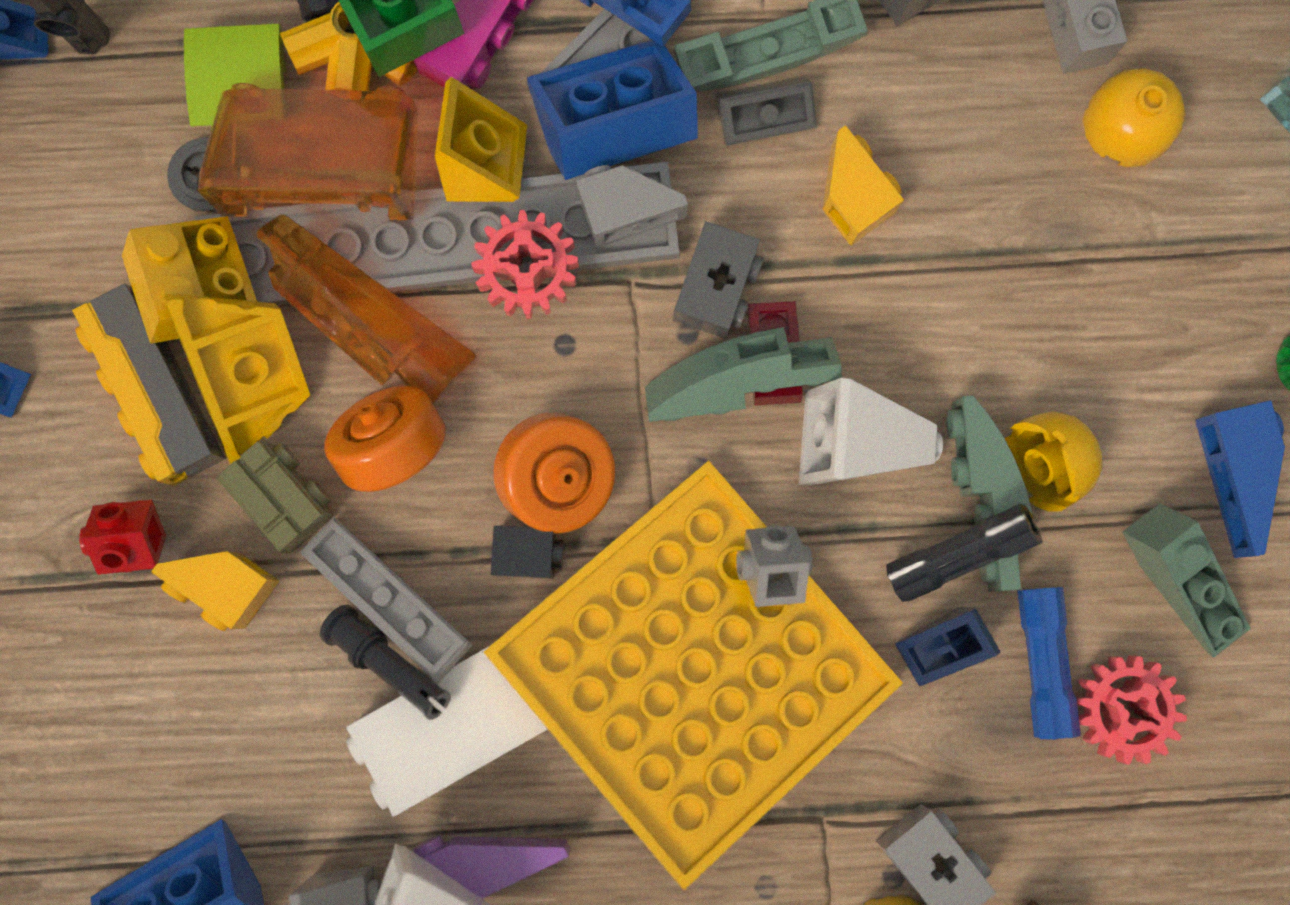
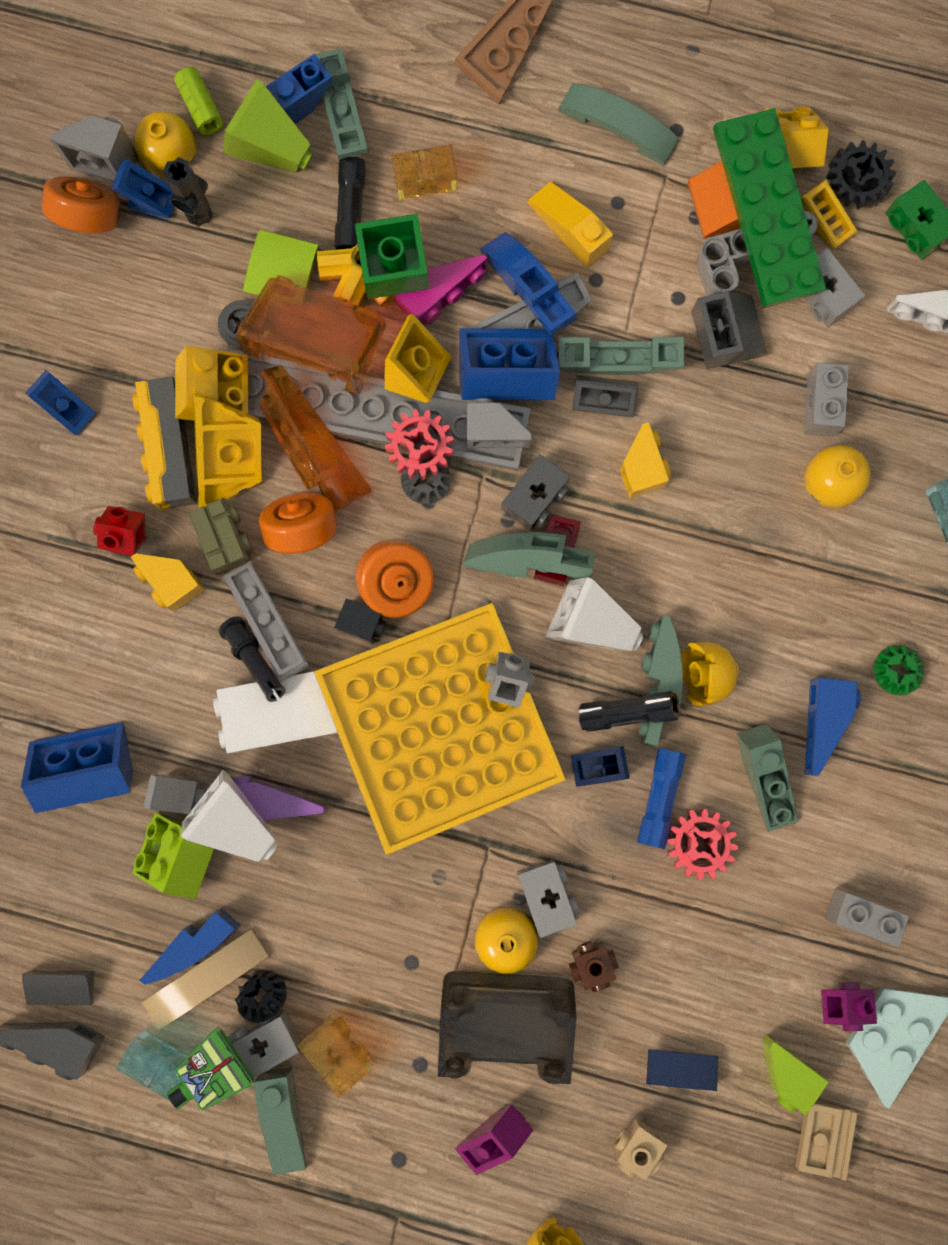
camera: 25 degrees right, 0 degrees up
(554, 334) = (423, 493): none -> dark grey gear

